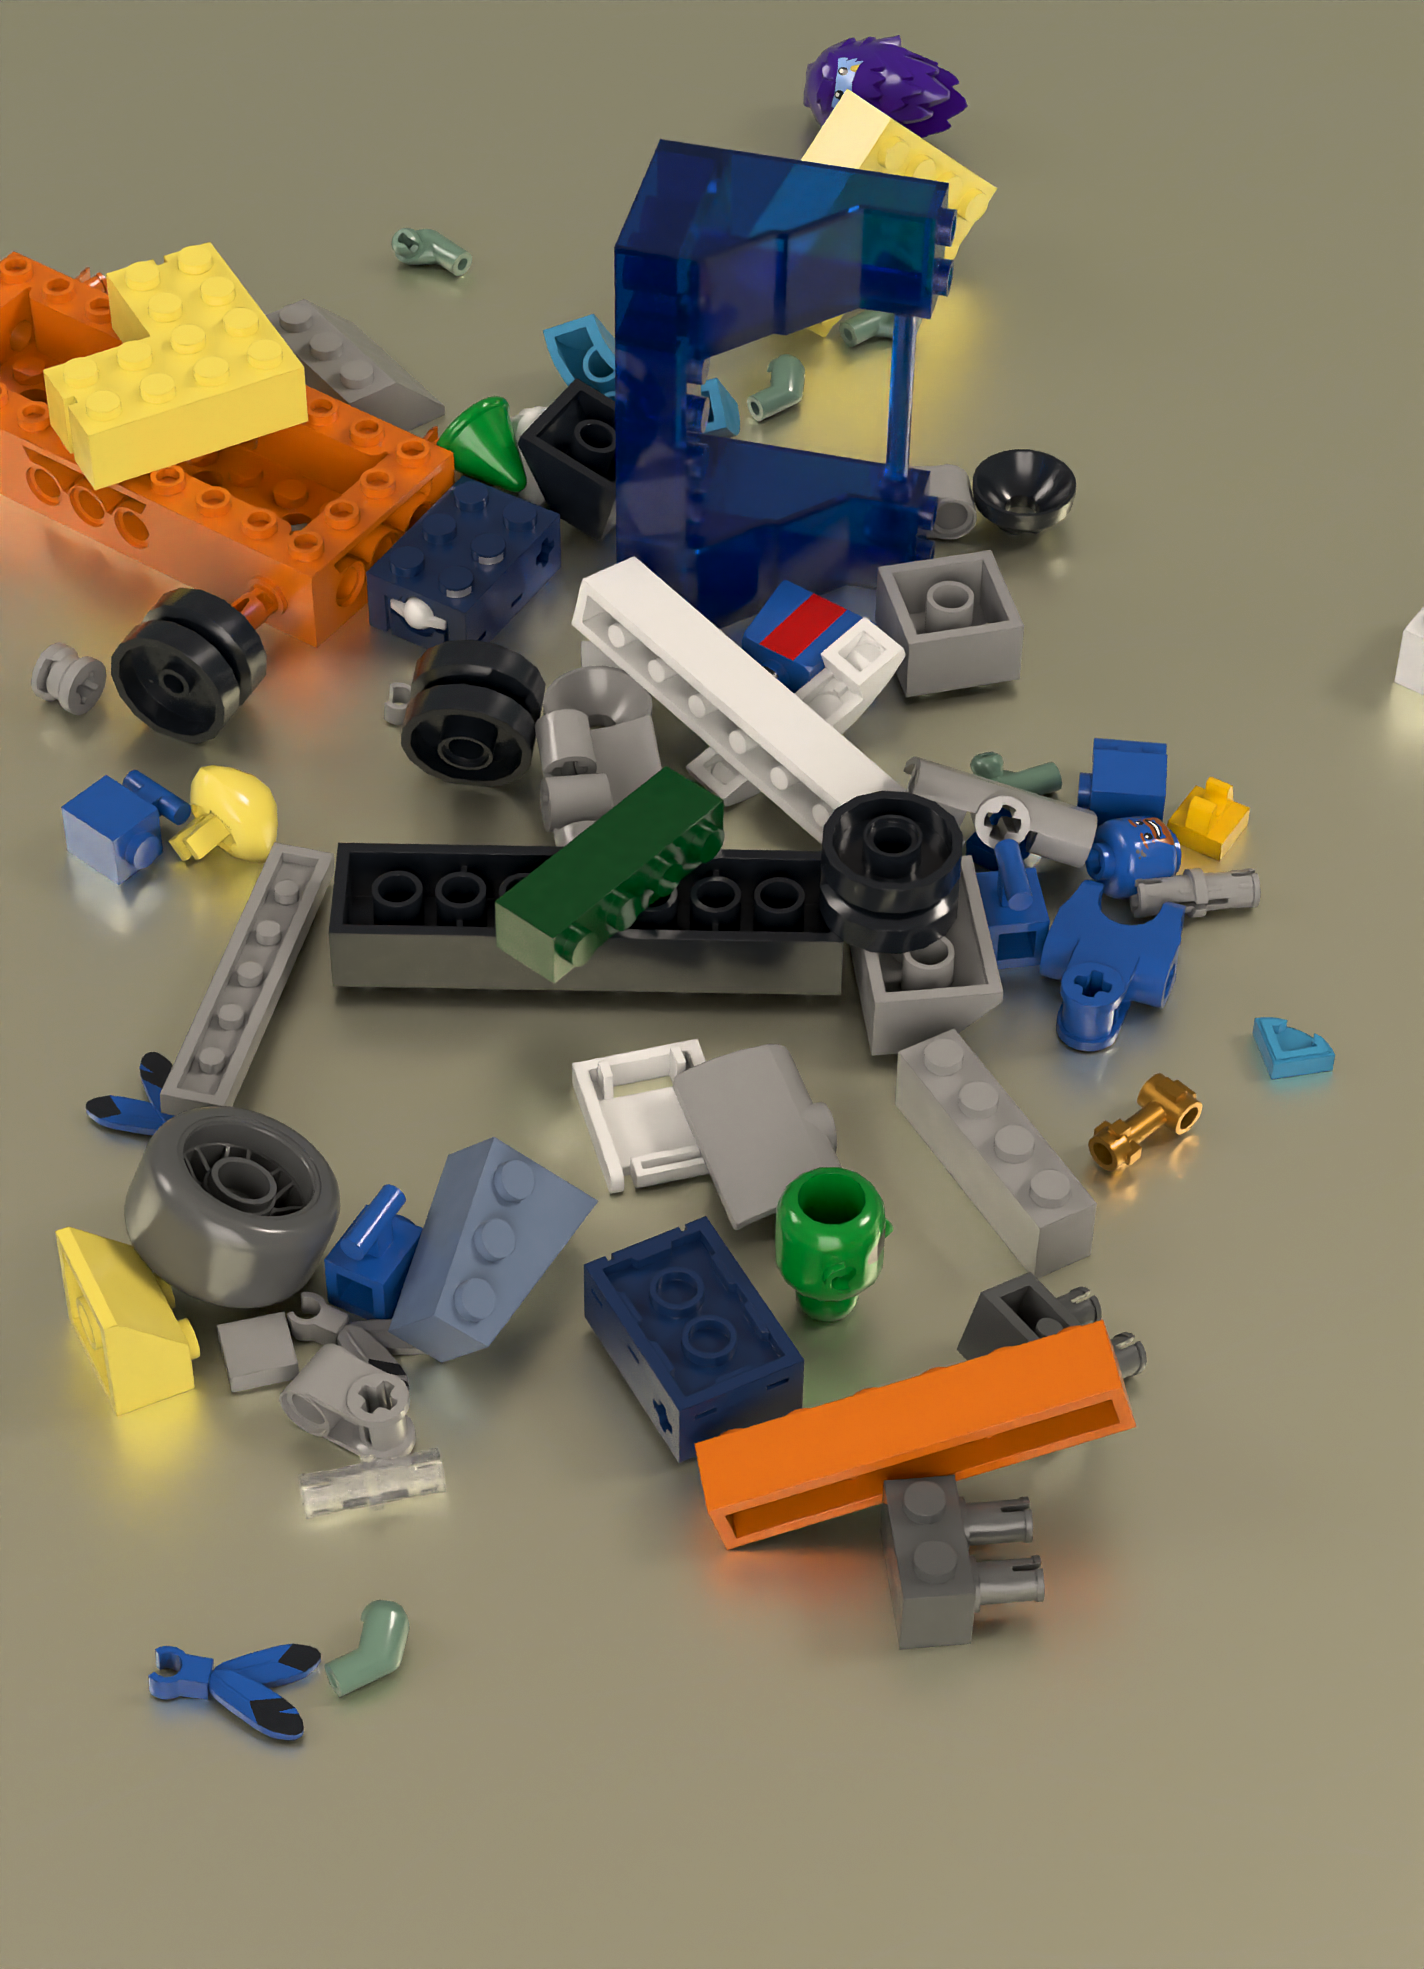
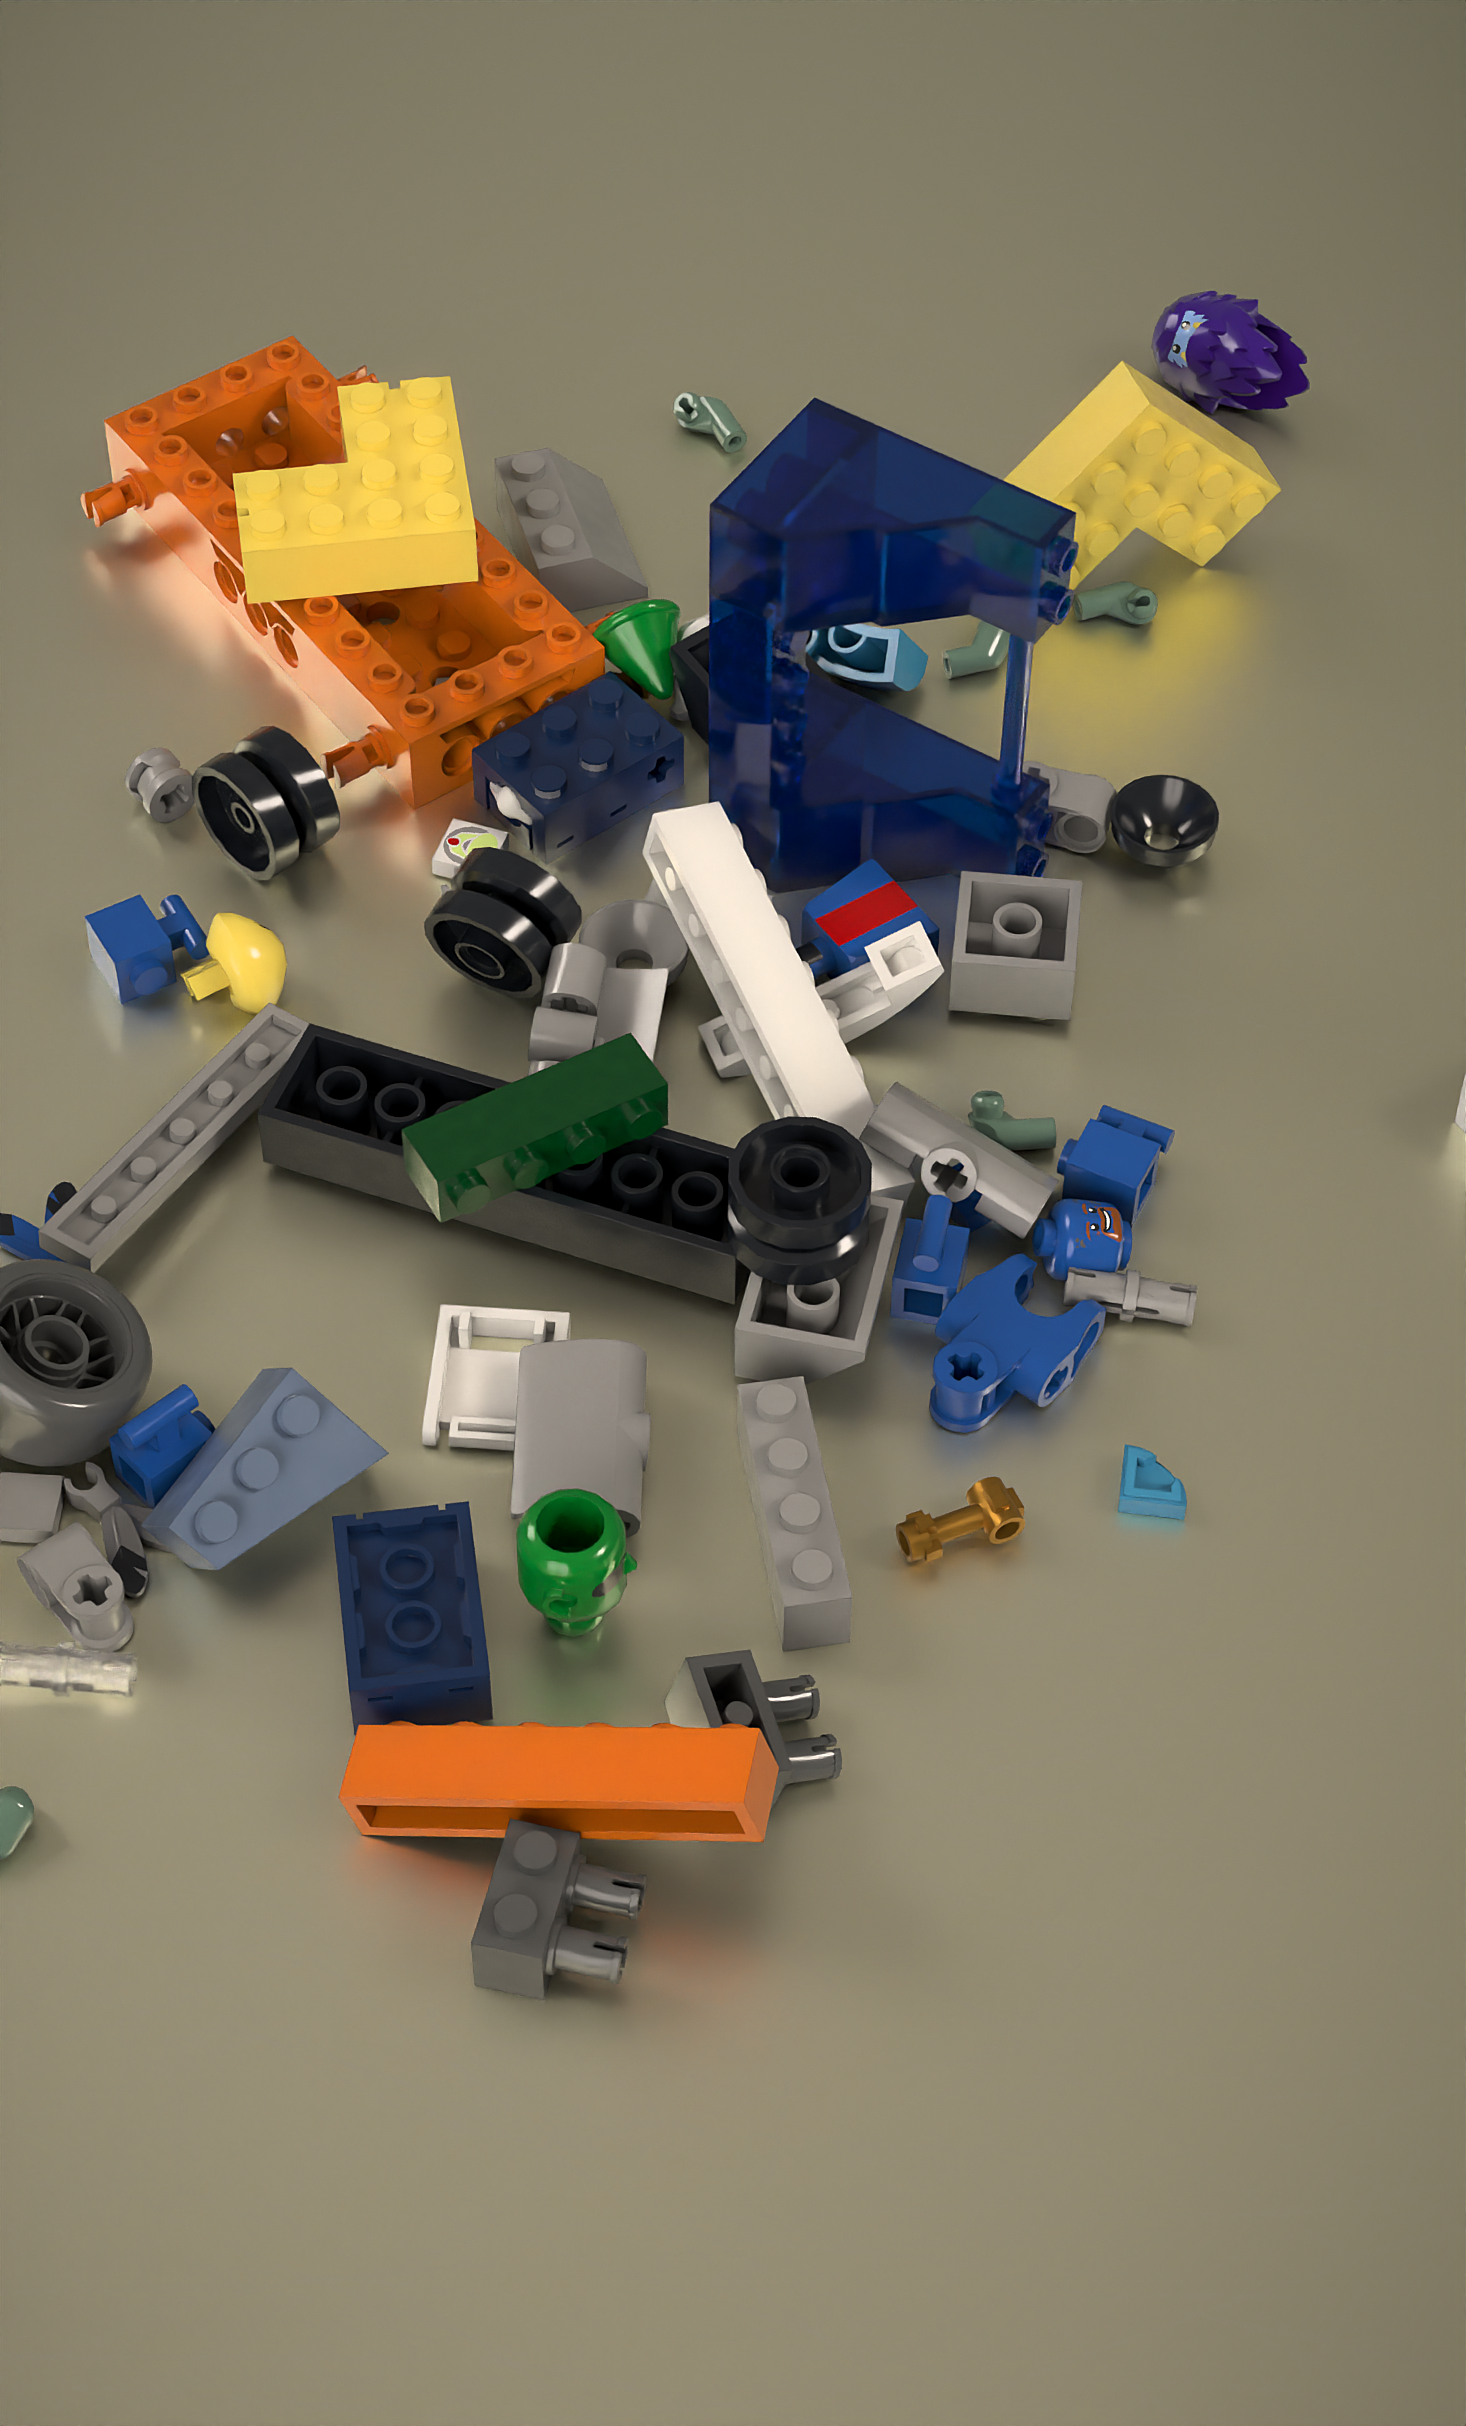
camera: 20 degrees right, 5 degrees up
(387, 665) = (460, 841): none -> tile
(1209, 819) = (1184, 1222): yellow tile -> none

